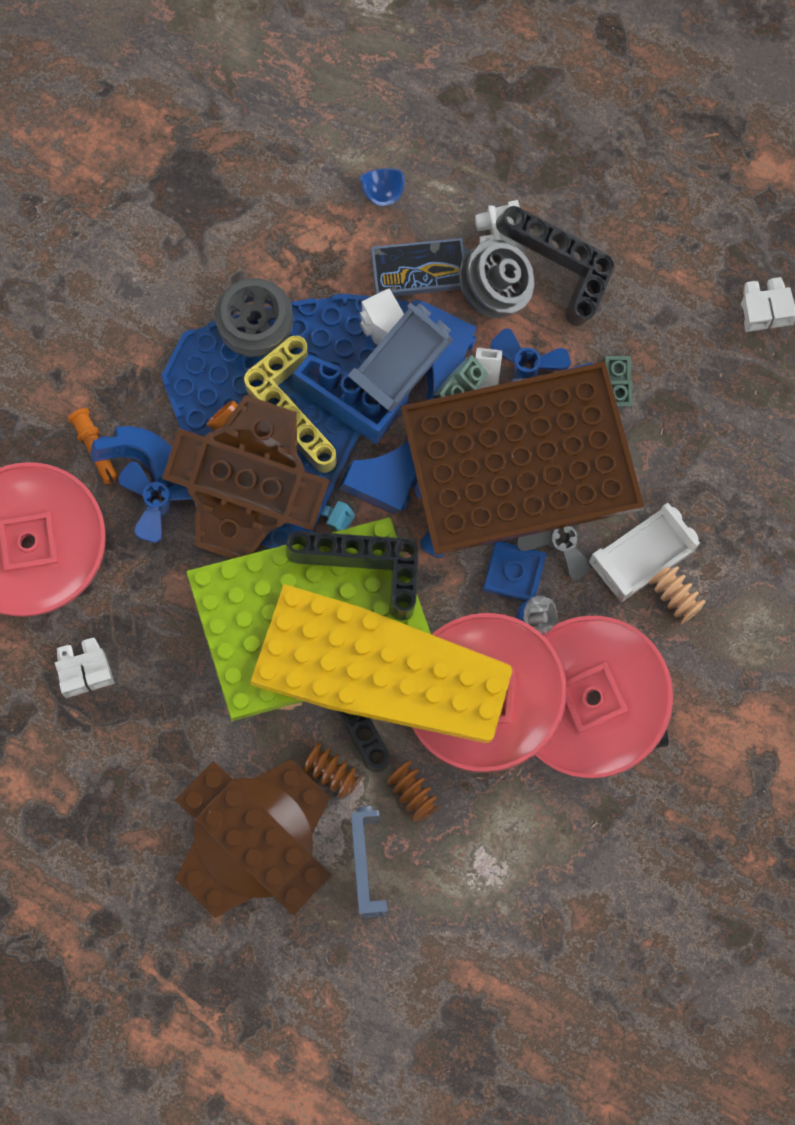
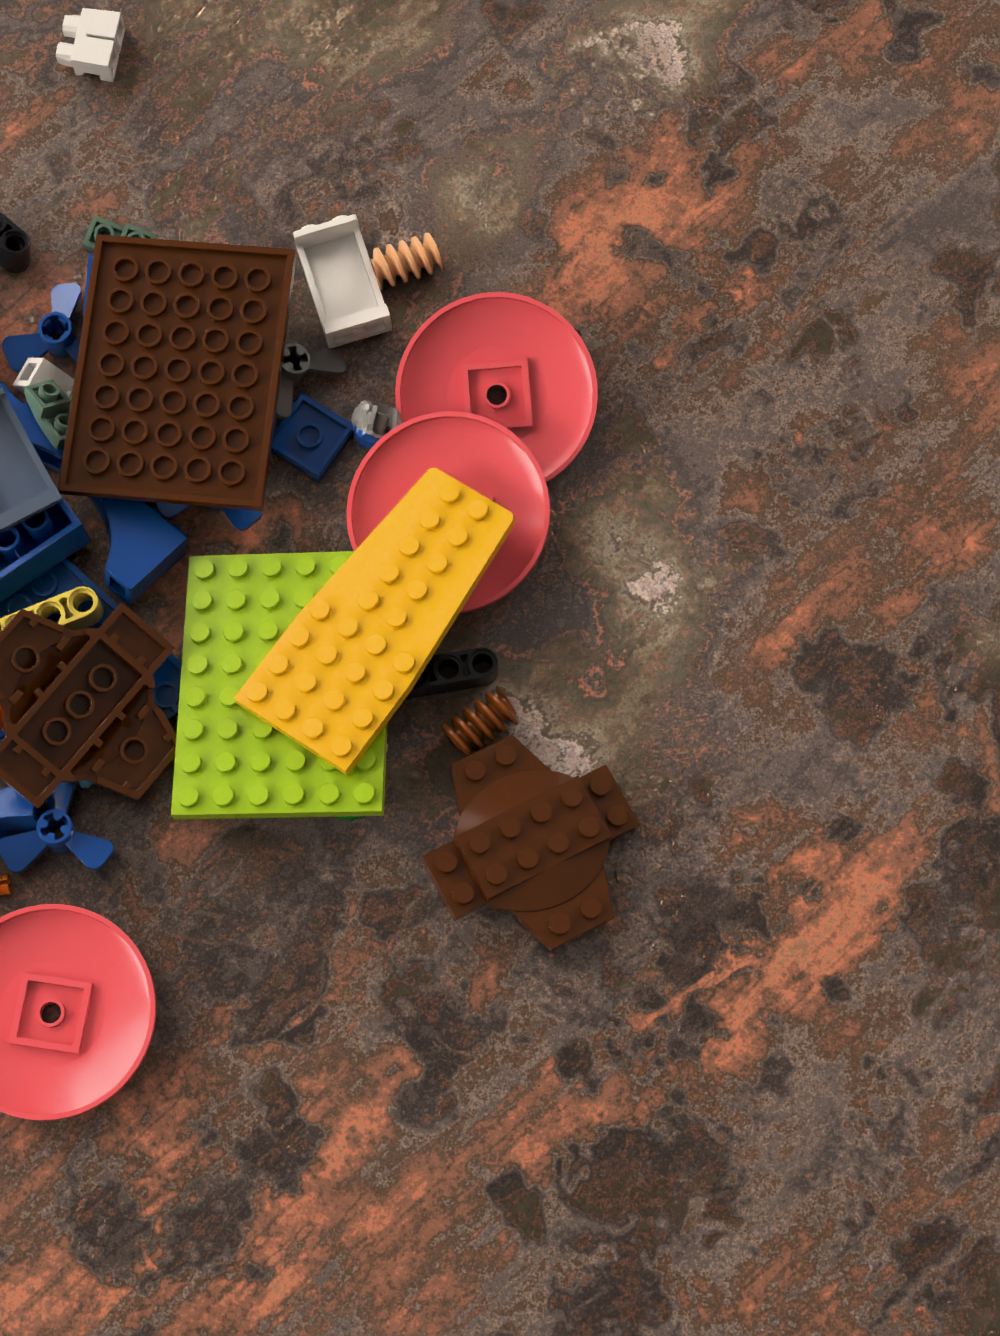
camera: 70 degrees left, 0 degrees up
(72, 669) = (242, 974): white hips -> none
(338, 517) = (166, 617): medium azure tile -> none
(363, 559) = (236, 592): black beam -> none
(366, 908) = (606, 719): sand blue panel -> none
(412, 792) = (538, 636): dark orange piece -> none

